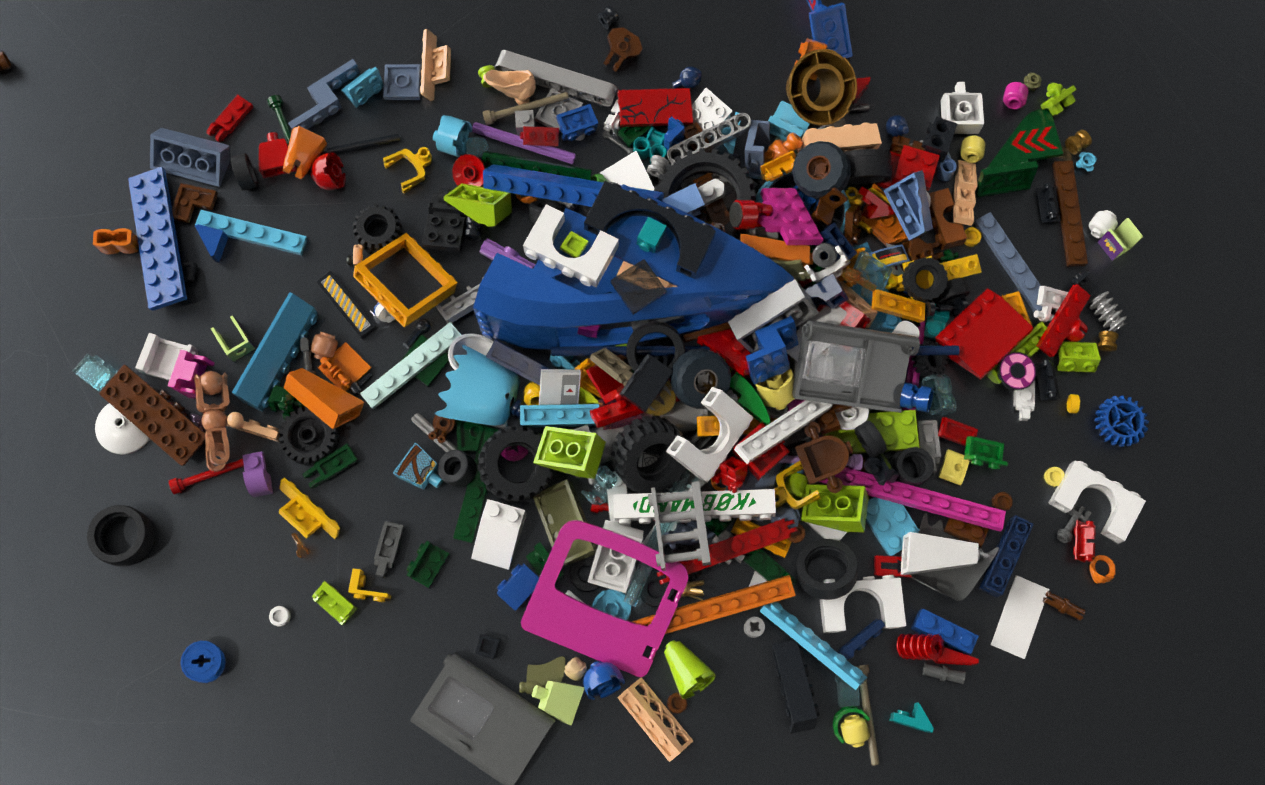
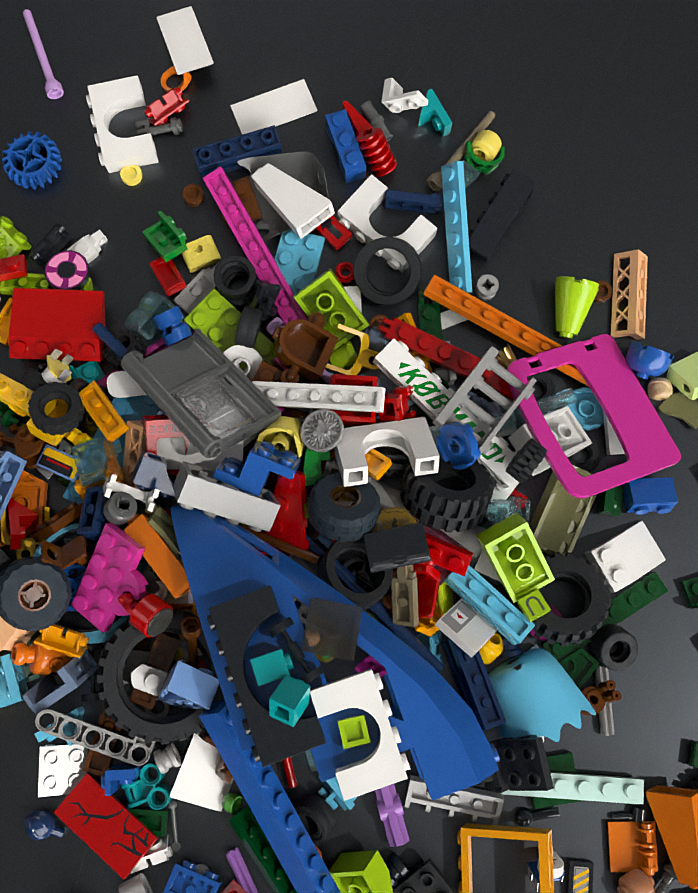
camera: 140 degrees left, 5 degrees up
(418, 469) = (647, 681): torso -> none
(458, 338) = (521, 765): none -> black plate
(532, 434) = (533, 605): none -> lime tile
(619, 513) = (526, 460): none -> black tyre
(624, 224) = (289, 700): none -> teal brick
(645, 255) = (295, 650): none -> black wheel
(672, 481) = (463, 435): none -> blue plate
(759, 408) = (322, 430): none -> light grey wheel
(854, 540) = (345, 266): none -> red plate
(951, 305) = (57, 370): none -> piece
(951, 701) = (397, 101): none -> white bracket
(1063, 605) = (234, 82): reddish brown pin -> none
(1073, 403) = (52, 208): yellow tile -> none
(1127, 601) = (184, 40): none -> white sticker
(1167, 482) = (52, 86): none -> lavender piece

